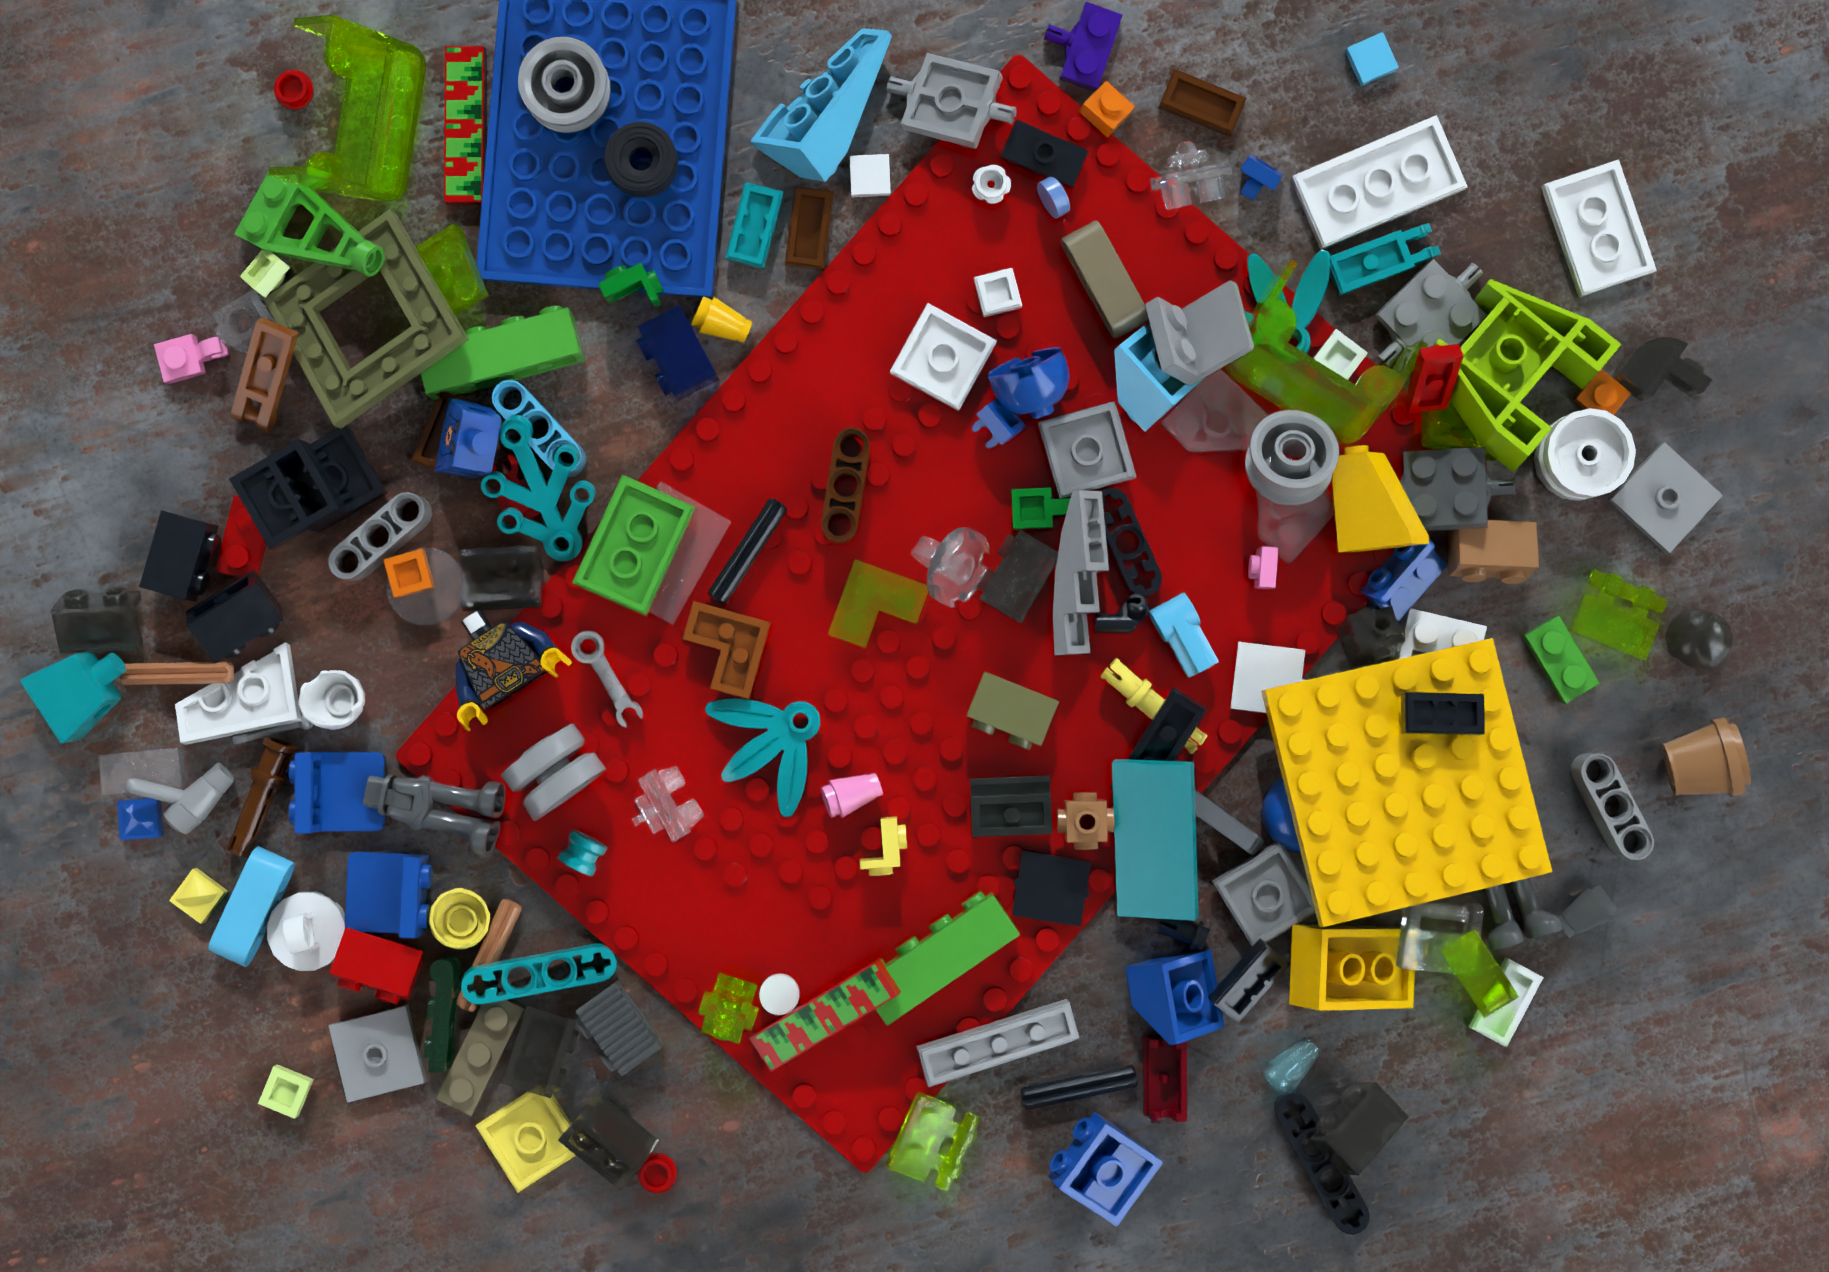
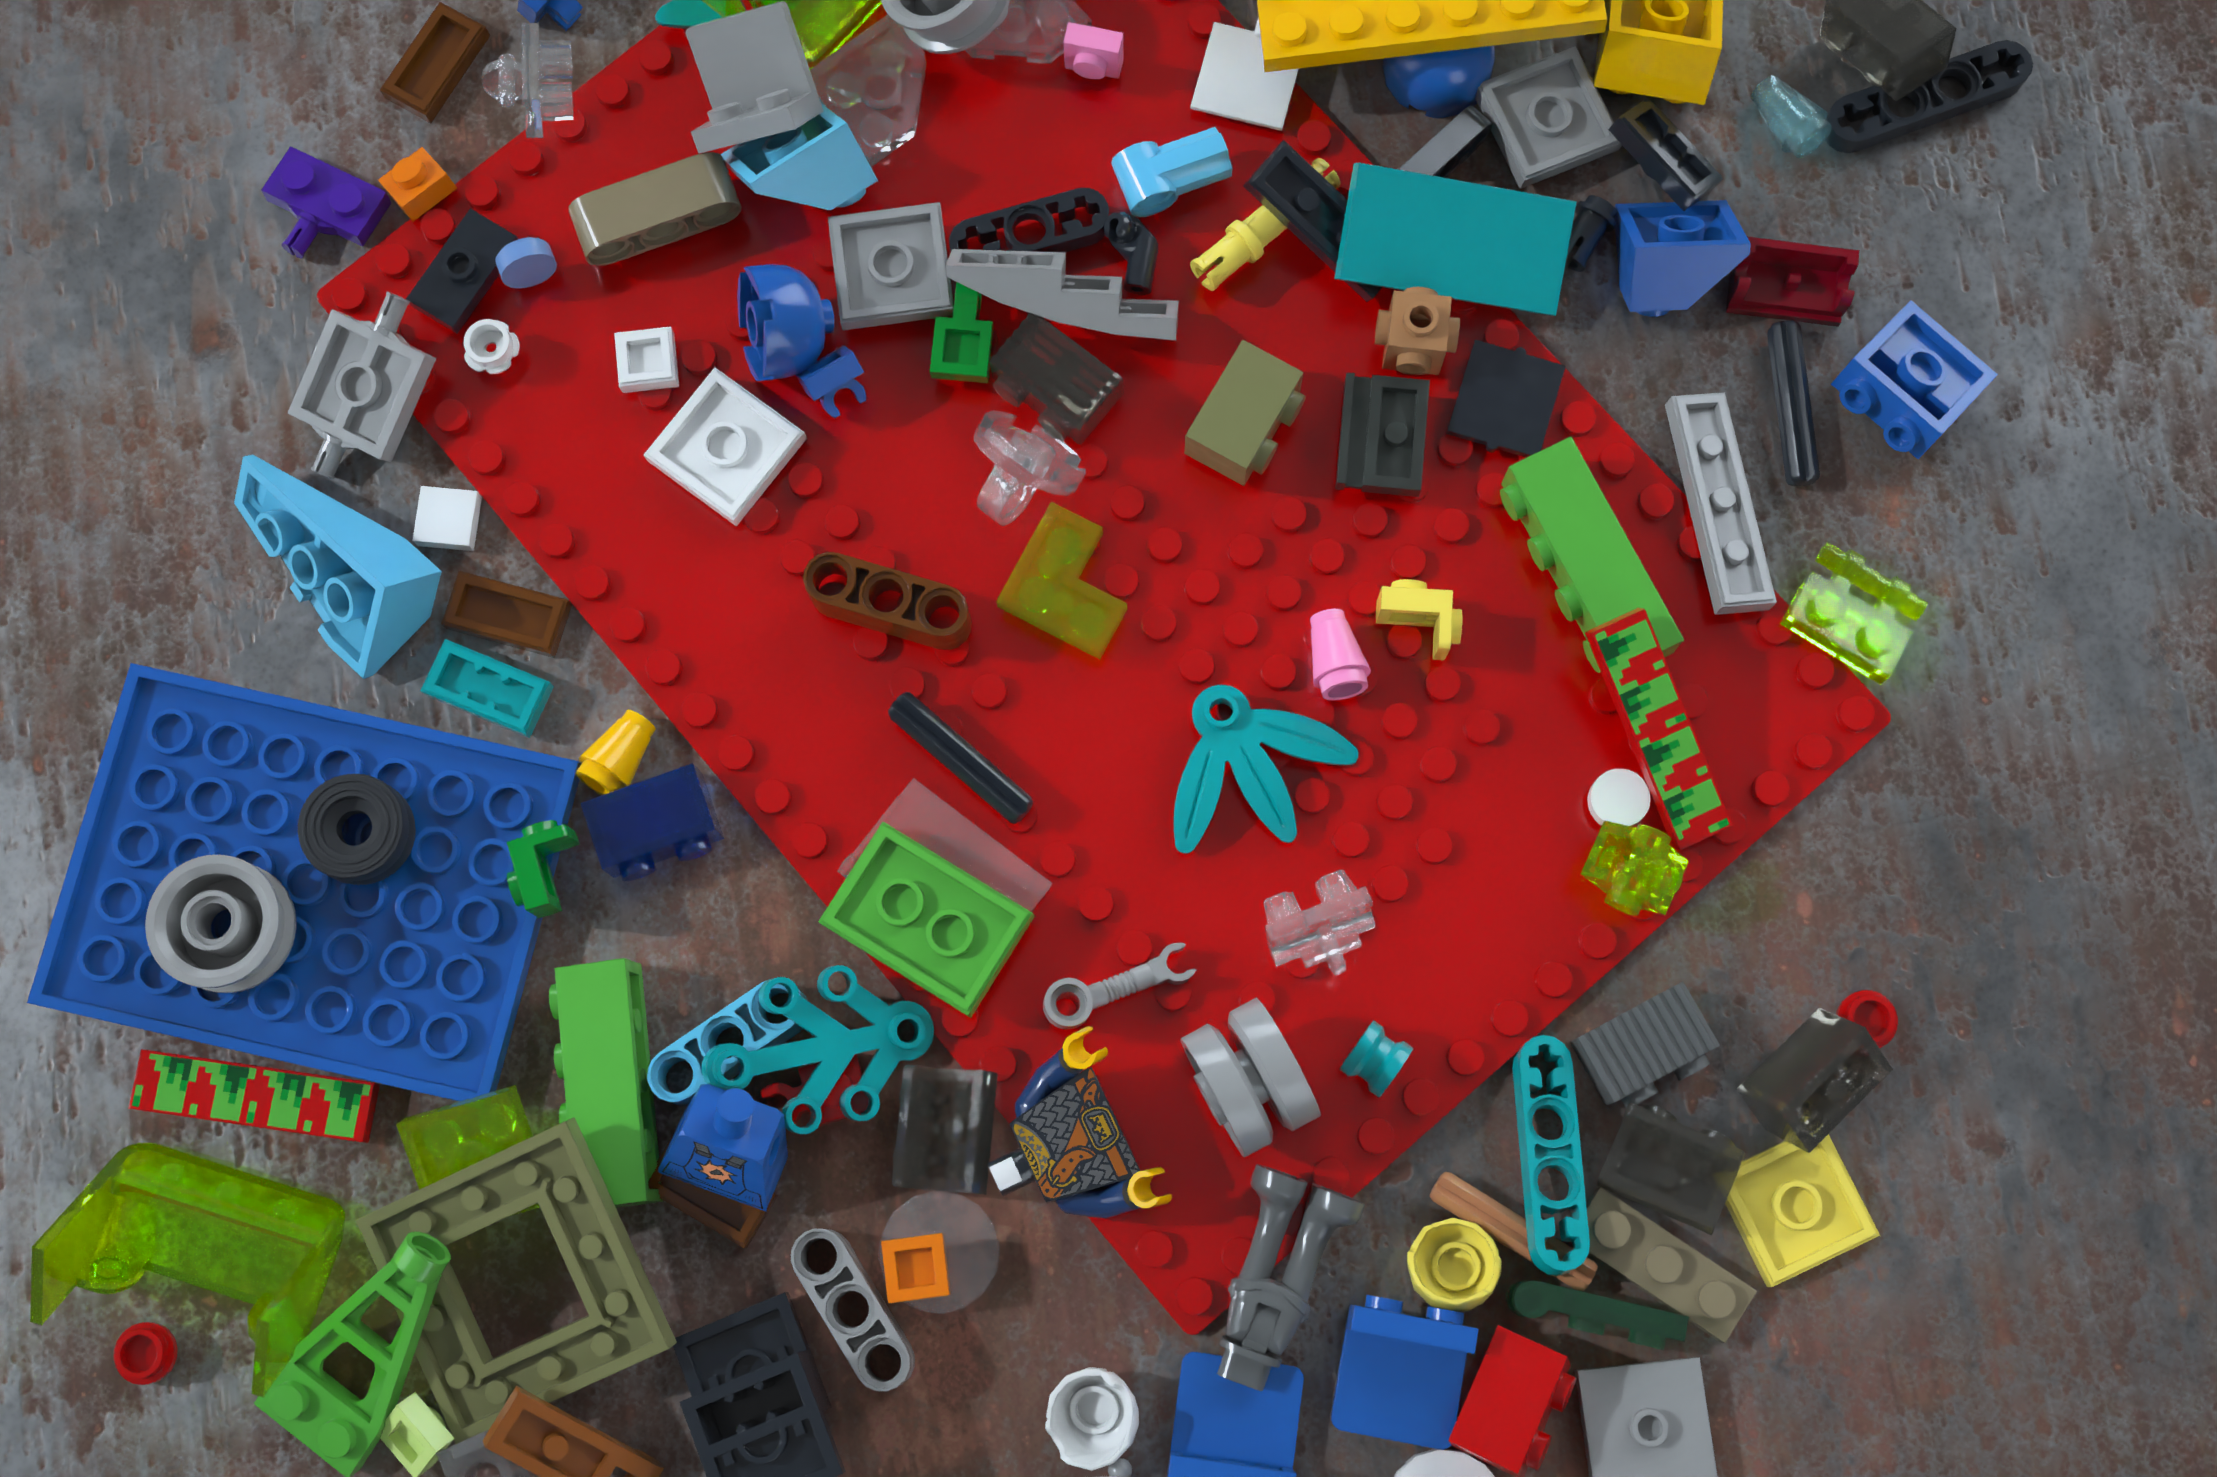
camera: 80 degrees left, 10 degrees down
(740, 643) = (1095, 784): dark orange plate -> none

